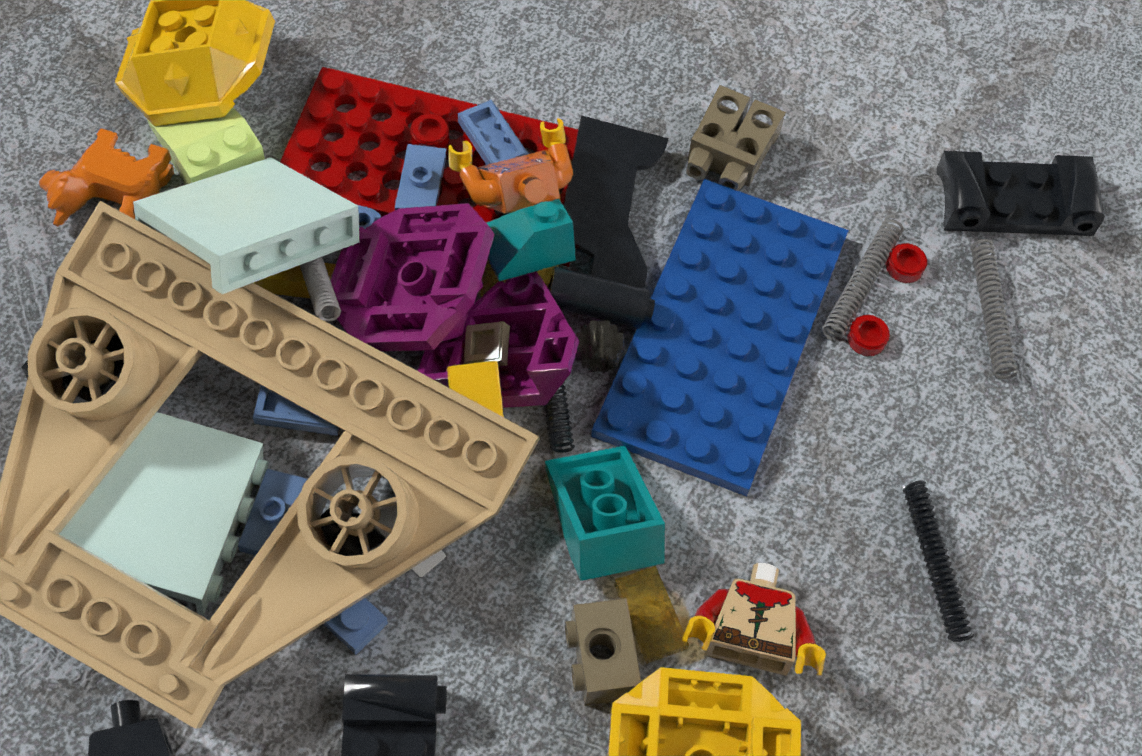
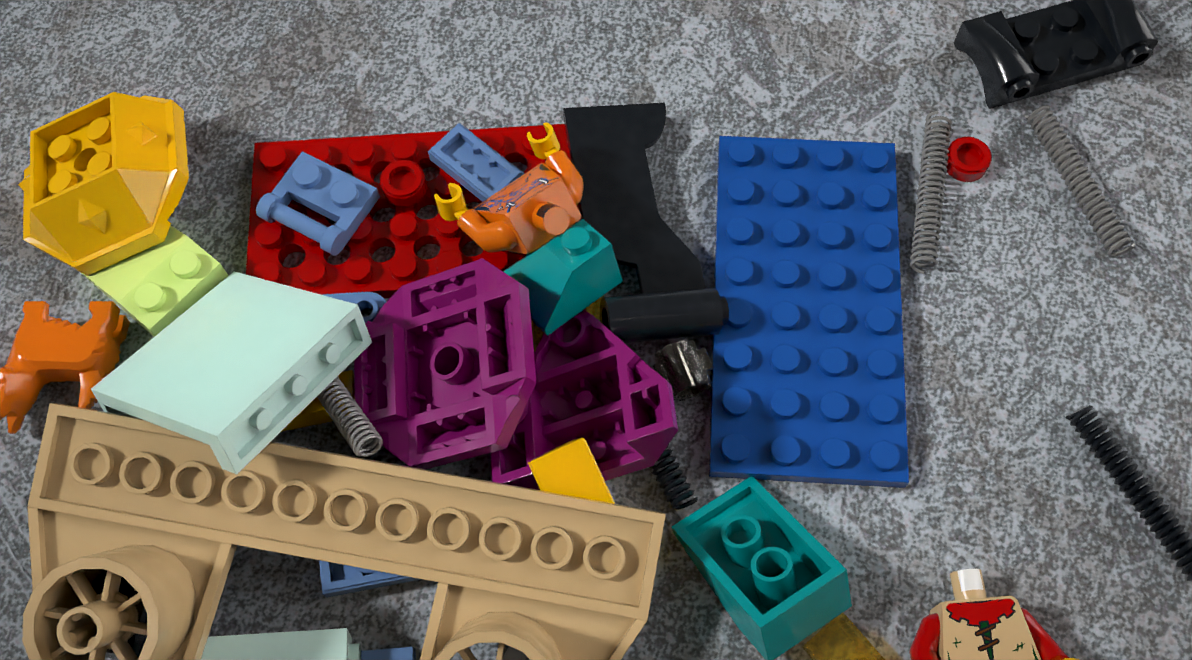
camera: 10 degrees left, 5 degrees up
(364, 120) = (325, 192): none -> medium blue plate
(421, 177) = (413, 240): medium blue plate -> none
(487, 343) = (561, 417): dark tan tile -> none
(733, 140) = (731, 96): dark tan hips -> none
(868, 335) = (961, 255): red tile -> none

